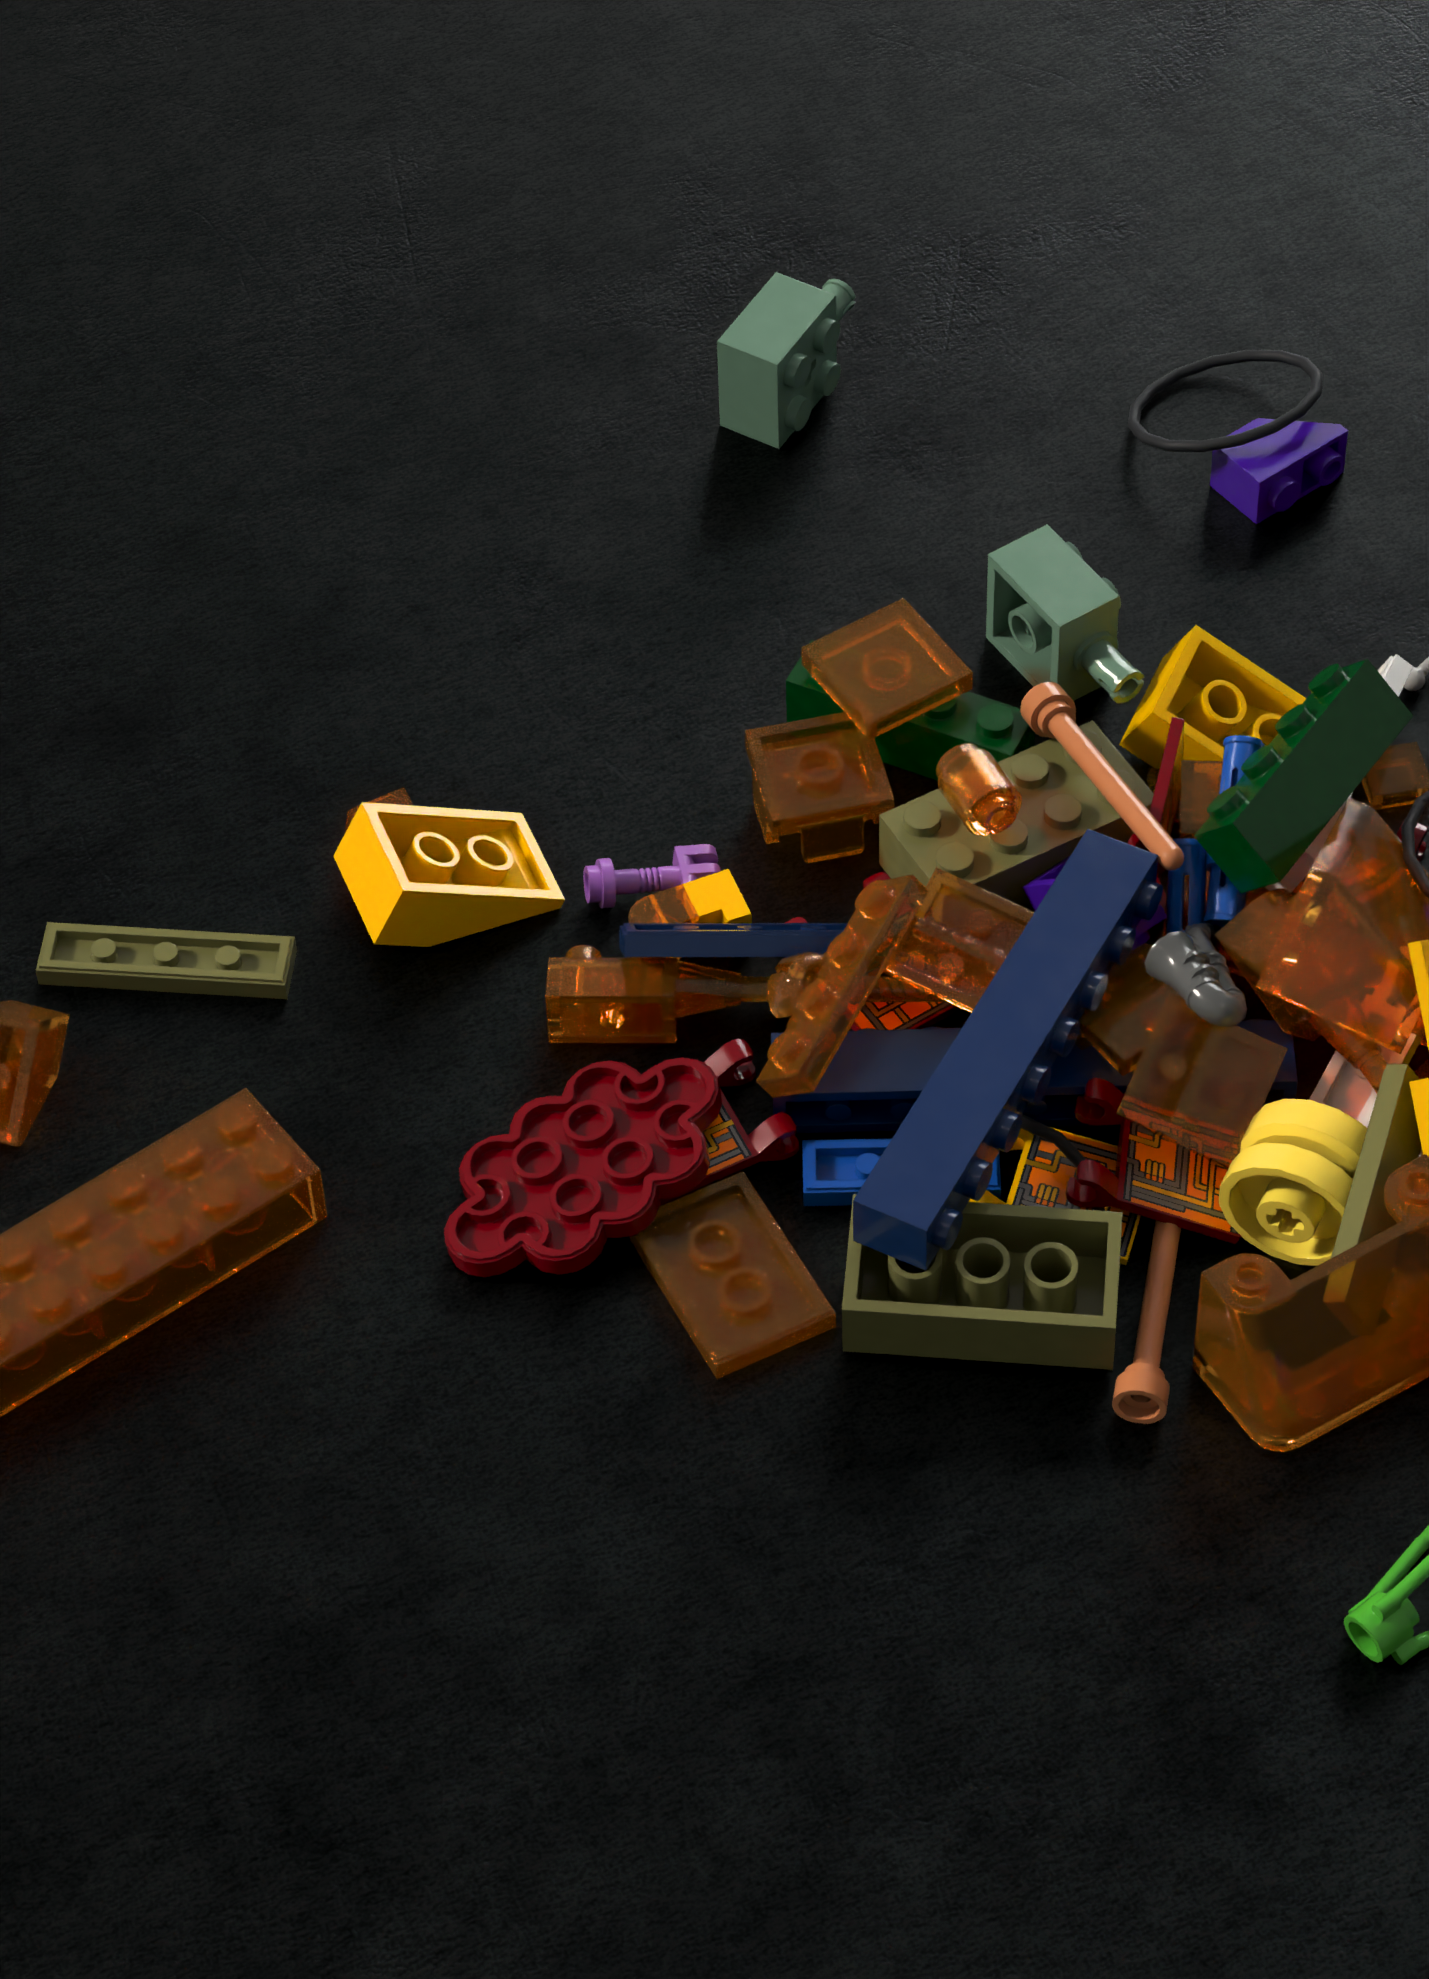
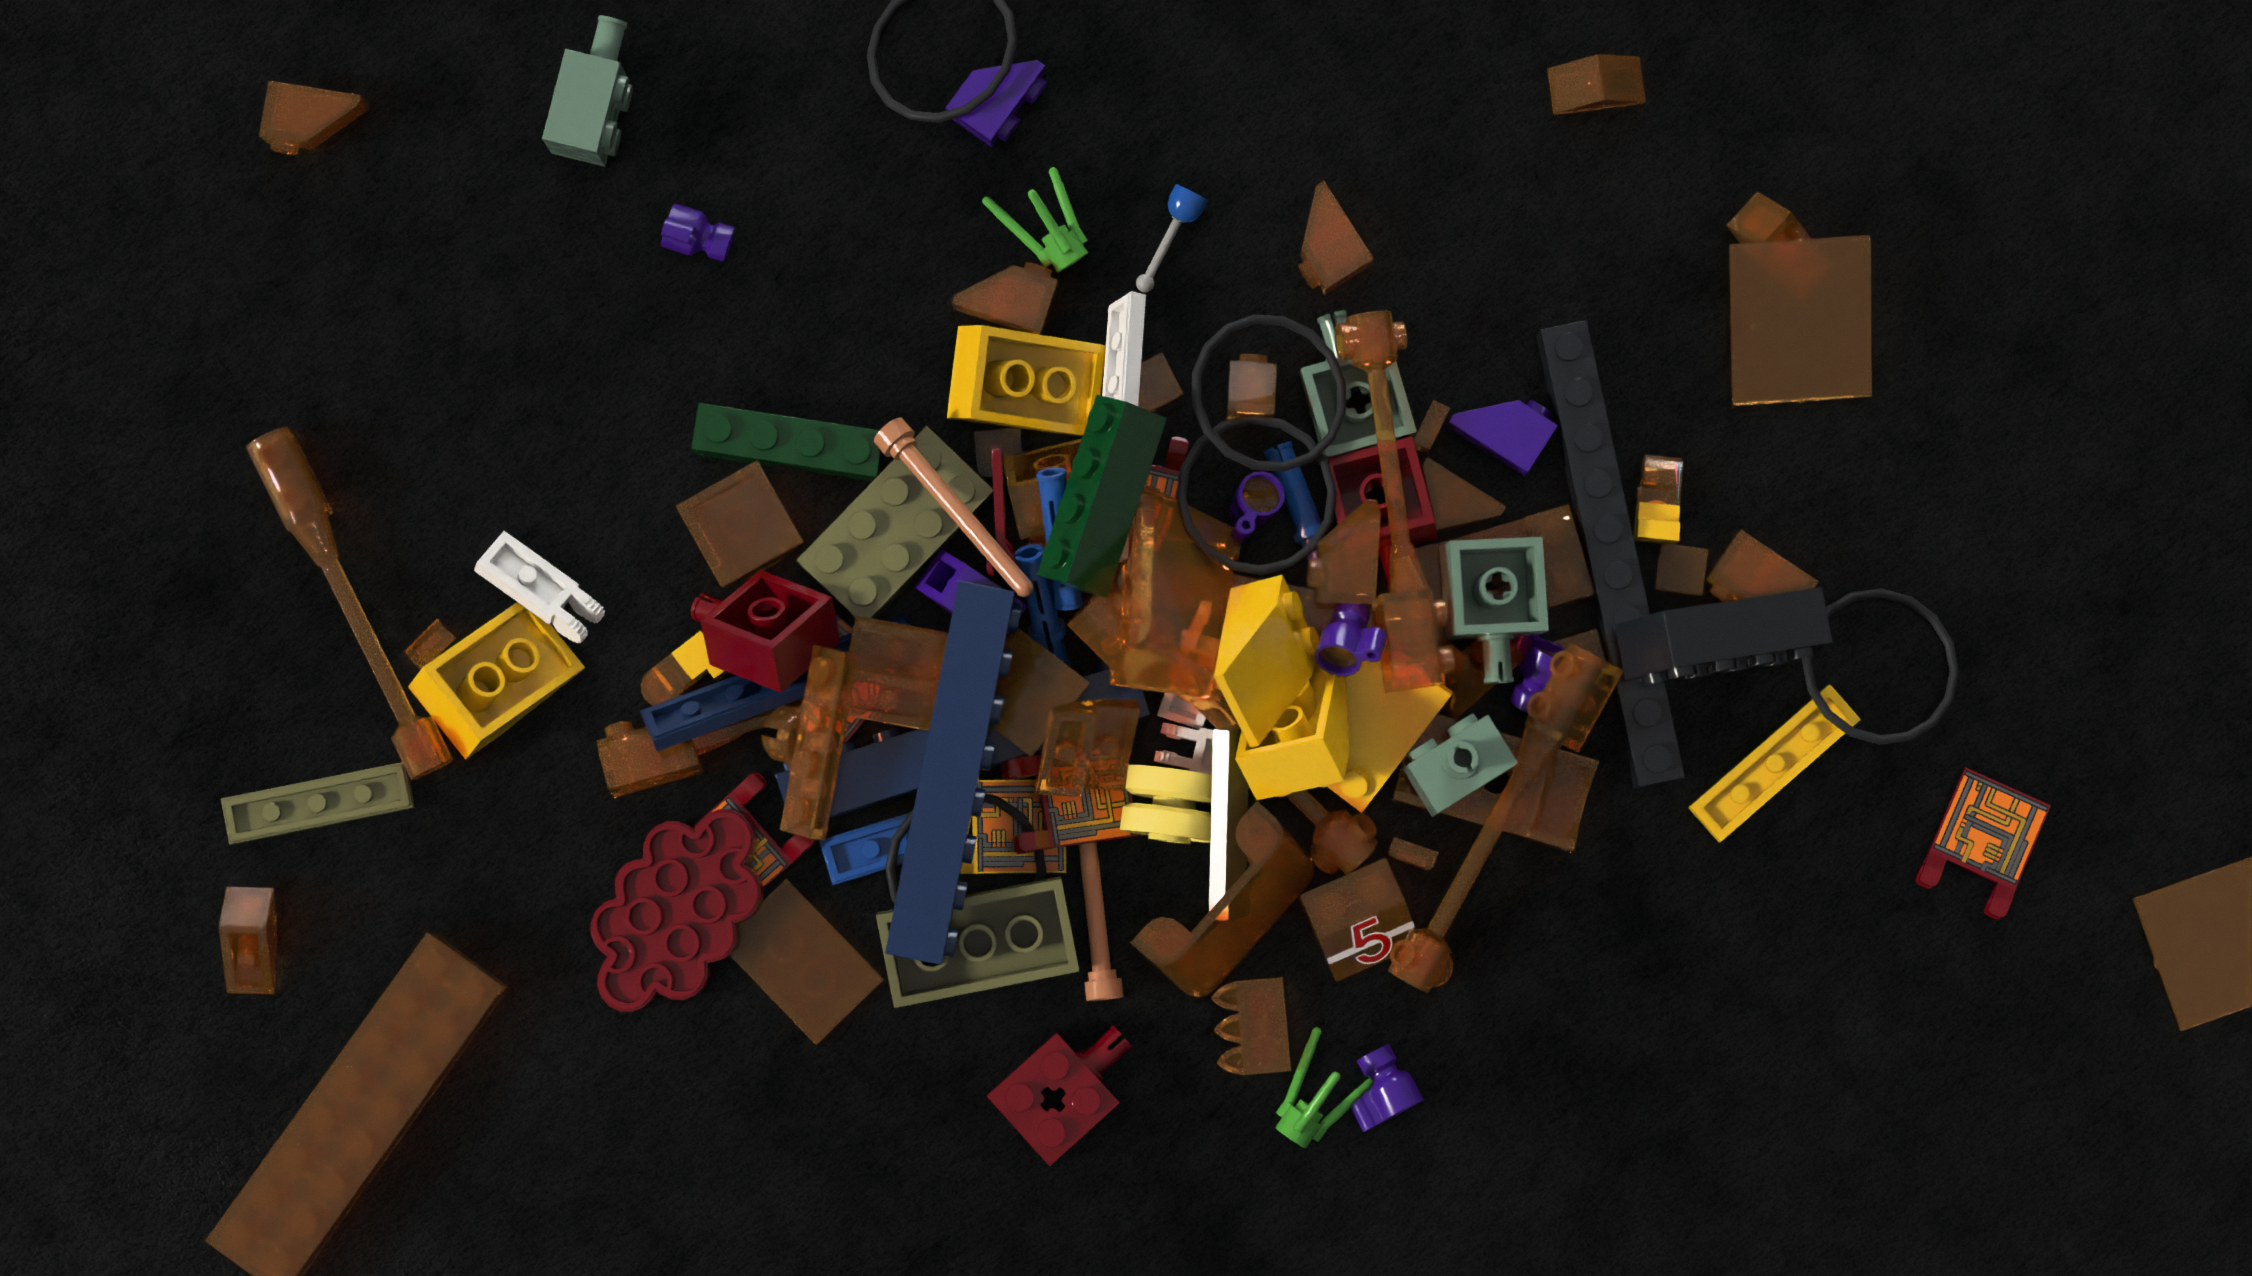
camera: 20 degrees left, 35 degrees up
(285, 673) = (305, 515): none -> clear orange bar
(451, 320) = (305, 115): none -> clear orange slope
(541, 798) = (538, 586): none -> white hinge
(689, 863) = (610, 652): medium lavender hinge -> none
(810, 868) = (766, 629): none -> dark red brick
(859, 509) = (690, 232): none -> dark purple piece
(886, 668) = (765, 430): clear orange tile -> none
(978, 789) = (866, 541): clear orange brick -> none
(1039, 1495) = (1078, 1075): none -> dark red brick
(1057, 617) = (877, 328): sand green brick -> none
(1198, 973) = (1072, 697): dark grey piece -> none
(1247, 627) = (1012, 298): none -> clear orange slope
(1317, 611) = (1062, 246): none -> bright green plant
(1351, 1489) = (1257, 1026): none -> clear orange plate

